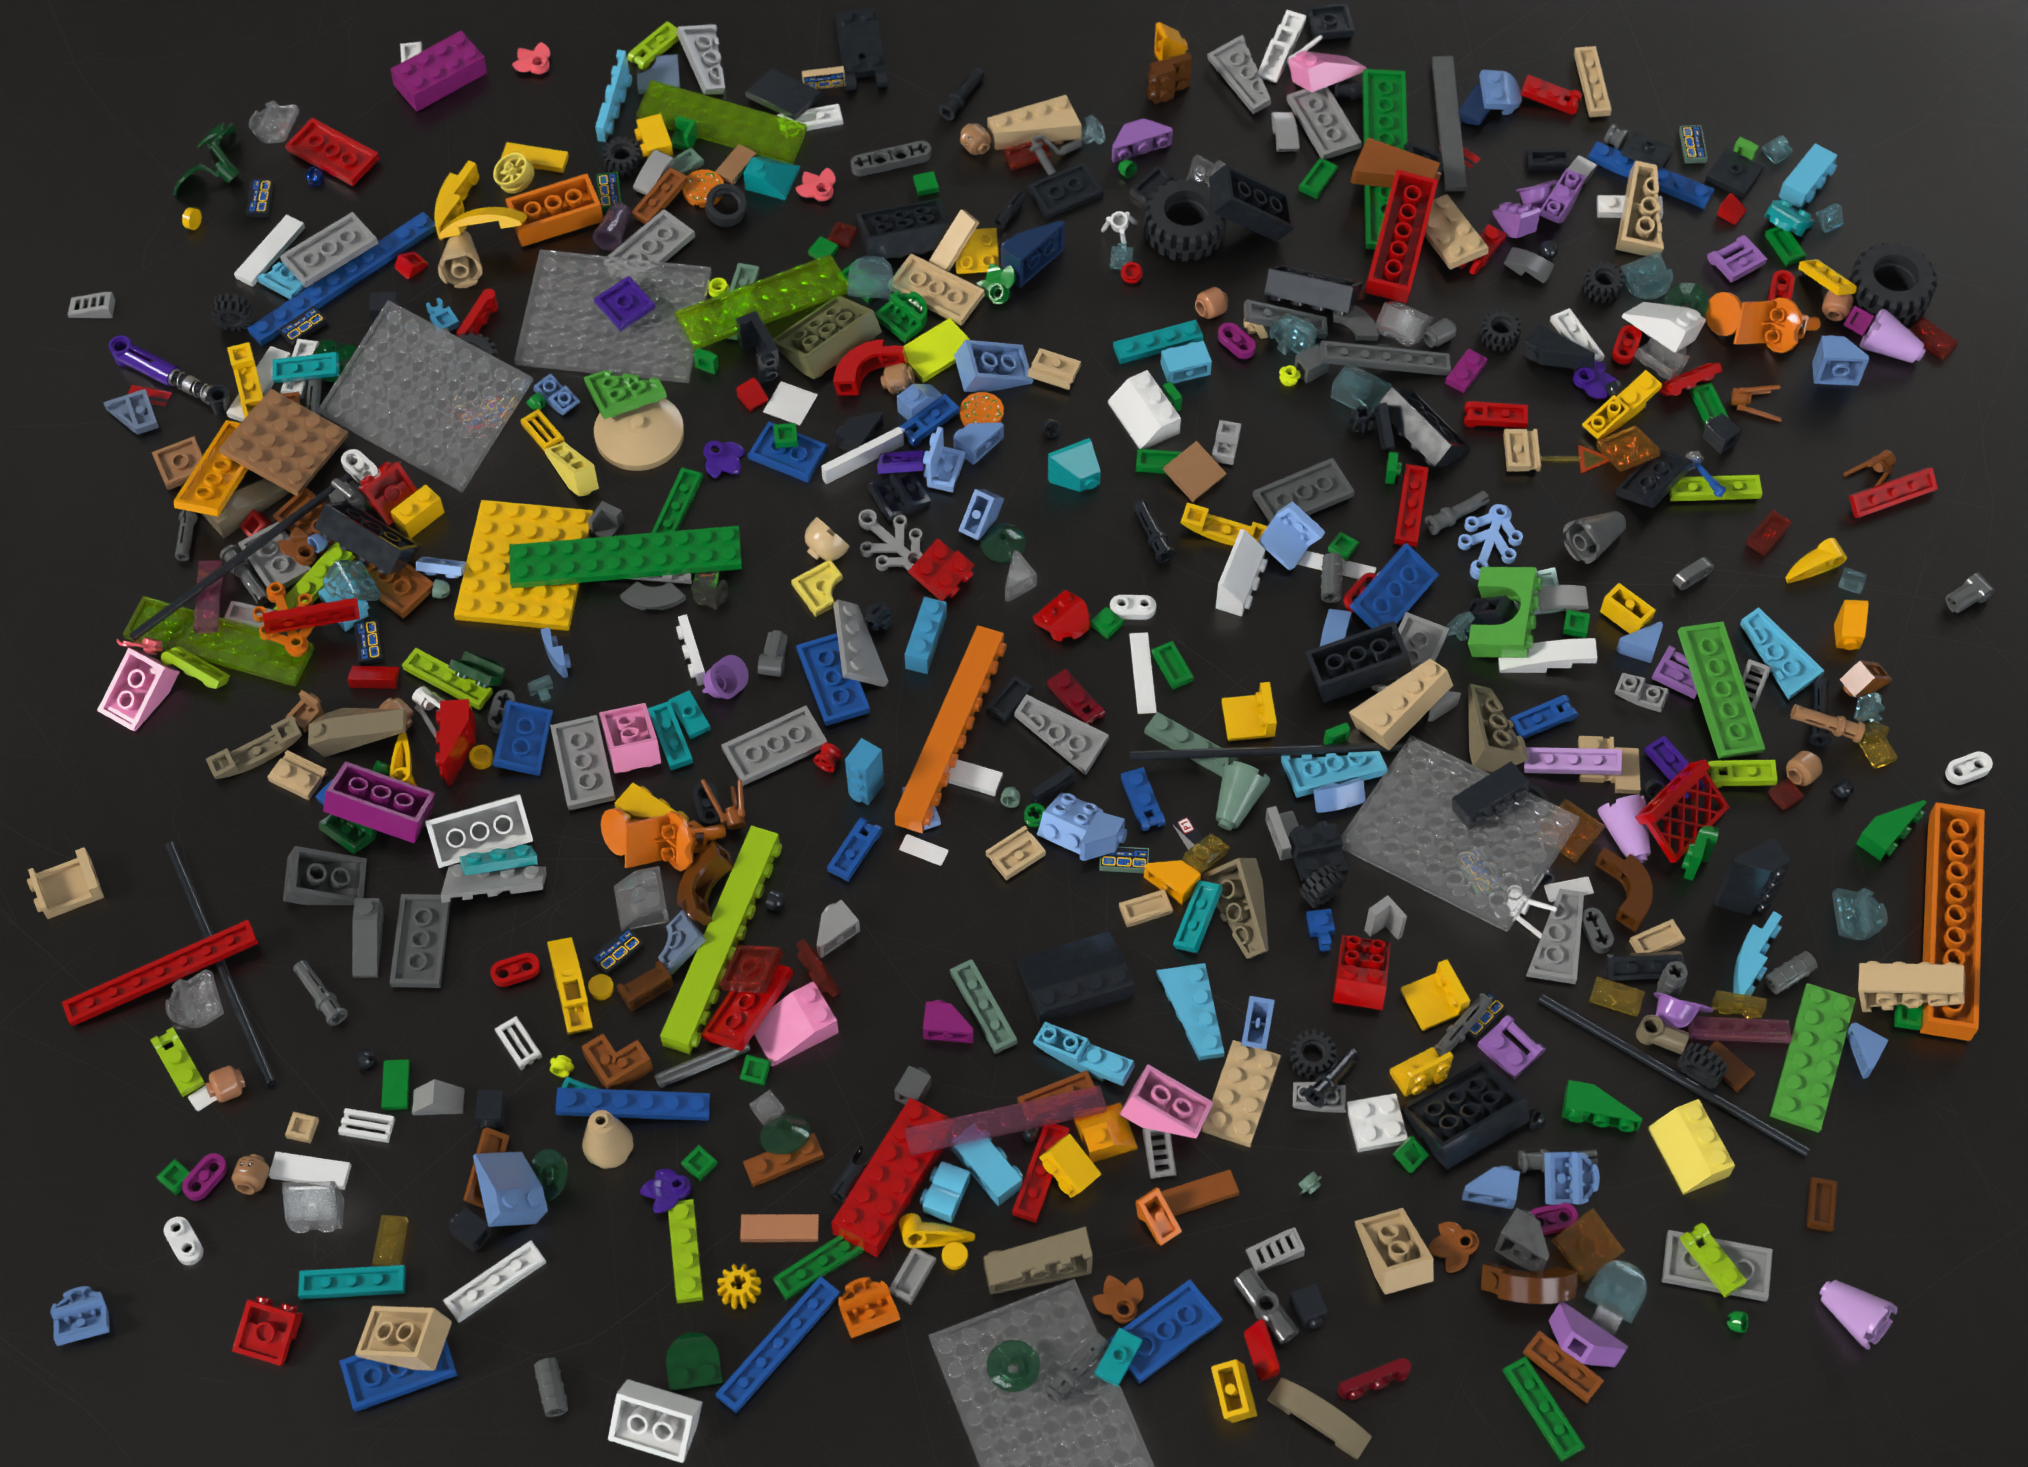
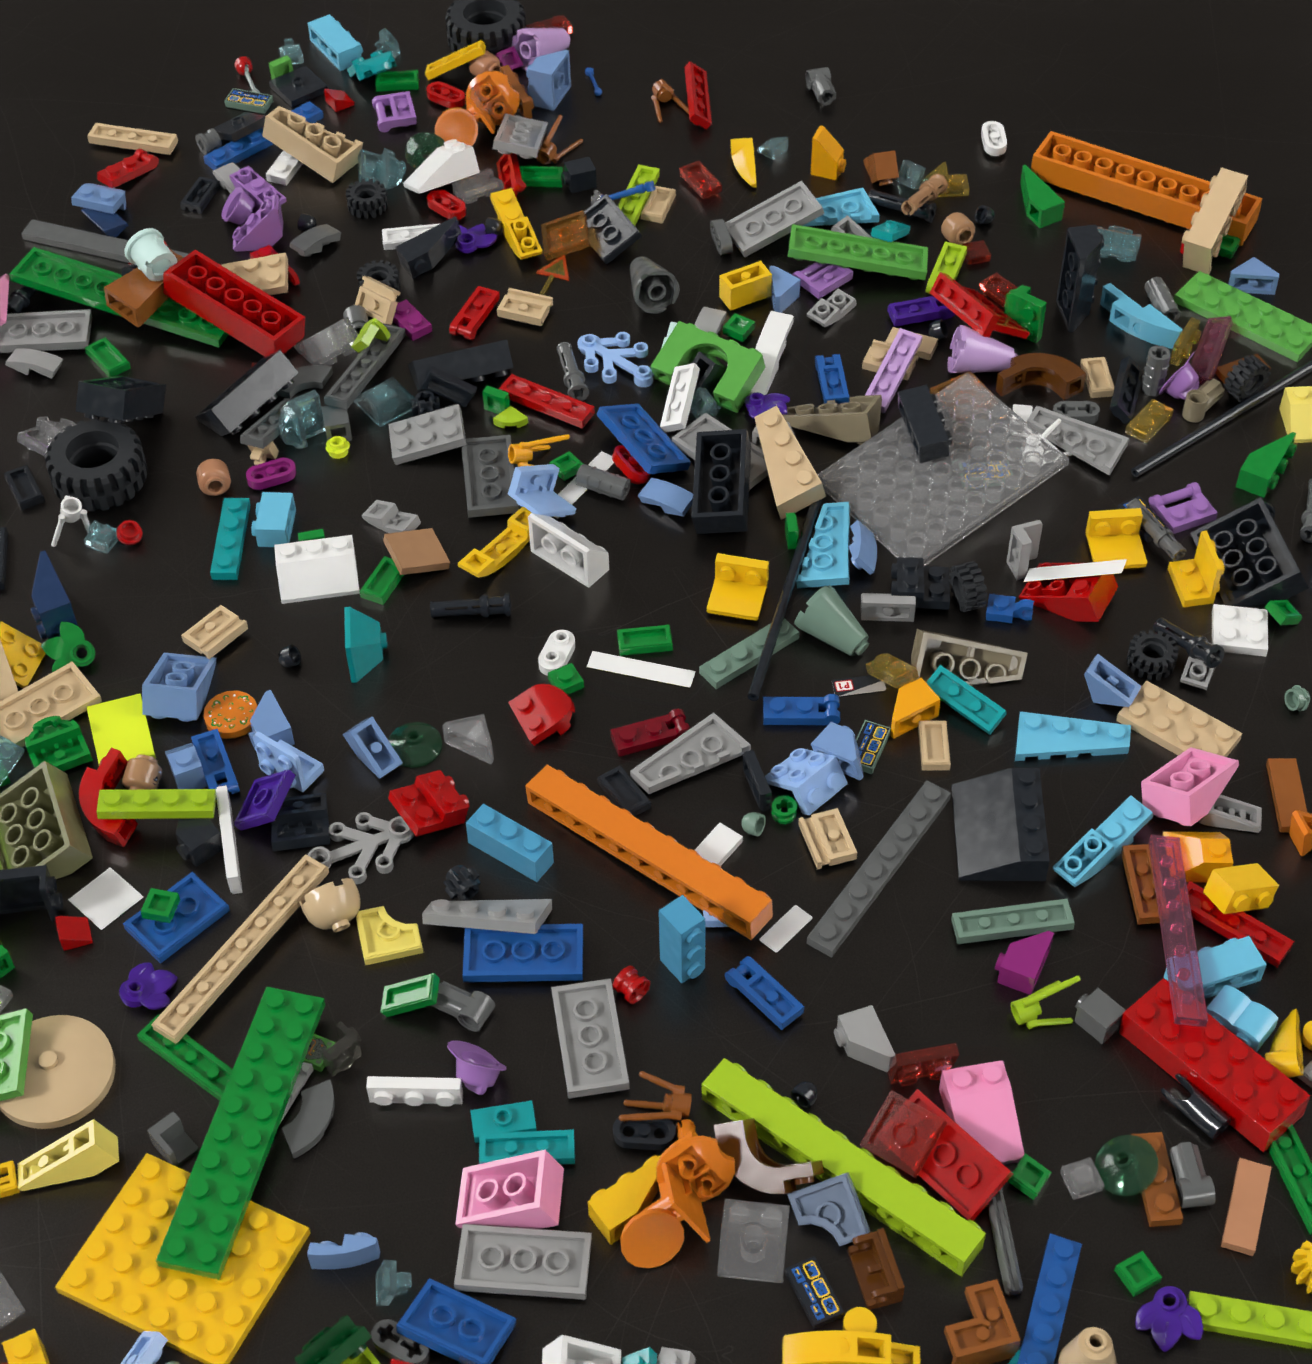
camera: 70 degrees left, 10 degrees down
(767, 618) = (410, 995): none -> green tile
(771, 499) = (239, 949): none -> tan tile
(782, 1184) = (1191, 1183): none -> dark grey piece
(865, 395) = (156, 804): none -> lime plate
(903, 1036) = (1028, 1008): none -> lime plant
(1005, 899) = (878, 869): none -> dark grey plate
(1328, 432) = (427, 434): none -> light grey plate
(1331, 505) = (523, 452): none -> light orange plant
(1370, 964) = (1075, 570): none -> white sticker
(1380, 486) = (510, 417): none -> lime tile
(1410, 150) = (150, 253): none -> light aqua piece
(1417, 343) = (371, 329): none -> lime tile
(1453, 602) = (679, 397): none -> white plate
(1467, 337) = (378, 300): none -> tan plate
(1483, 675) = (759, 403): none -> dark purple plate
(1718, 510) = (658, 204): none -> tan tile
(1734, 605) = (773, 218): none -> light grey plate
(1734, 830) = (996, 288): none -> clear red plate
(1735, 122) = (245, 70): none -> red hinge
(1740, 365) = (520, 136): none -> light grey plate
(1770, 710) = (890, 231): none -> teal plate
(1804, 351) = (525, 102): none -> dark orange plate
(1886, 393) = (589, 72): none -> blue hinge

